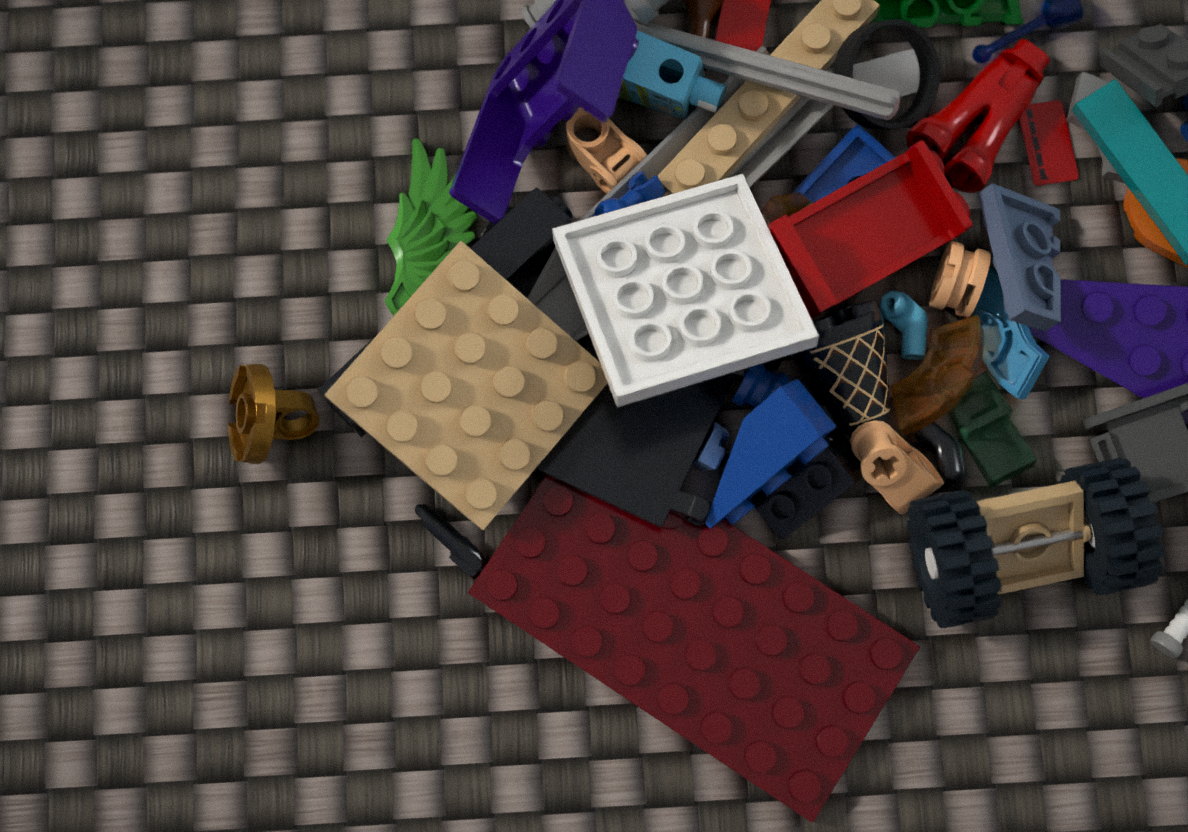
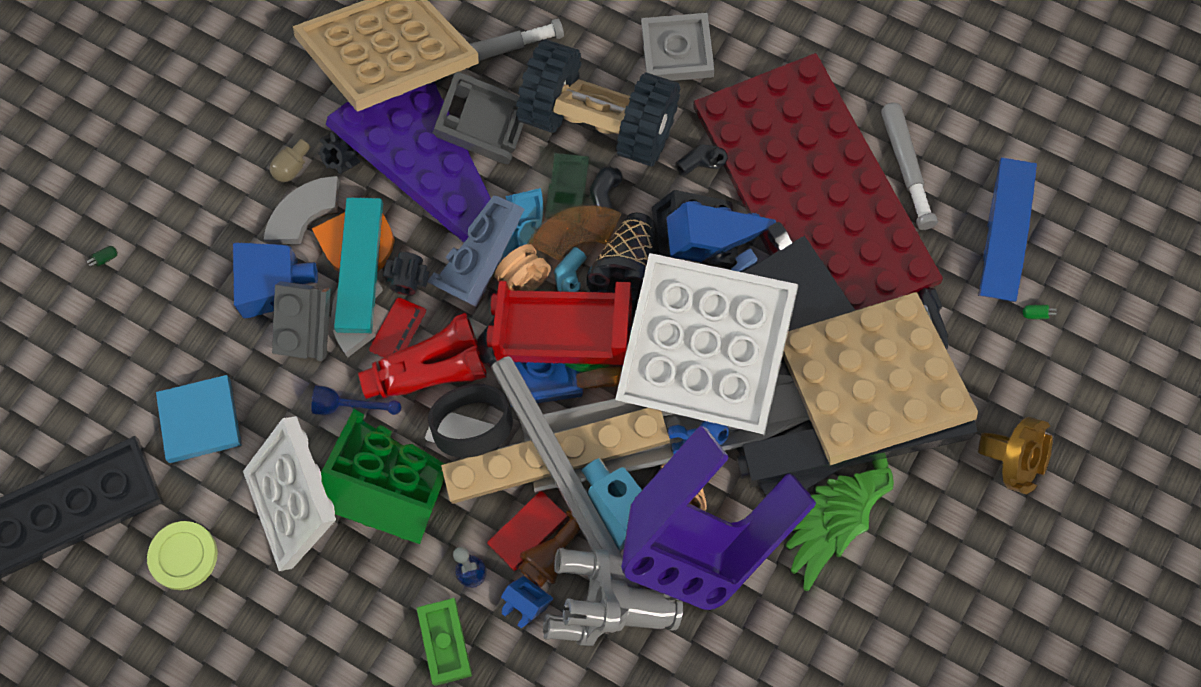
camera: 145 degrees left, 10 degrees down
(334, 627) = (1037, 311): none -> green piece
(424, 710) = (1008, 229): none -> blue slope
(618, 752) = (907, 160): none -> light grey piece
(857, 577) = (702, 156): none -> black arm
(893, 465) = (641, 190): light nougat piece -> none
(995, 713) = (678, 46): none -> light grey plate
(1089, 195) = (406, 273): none -> black gear

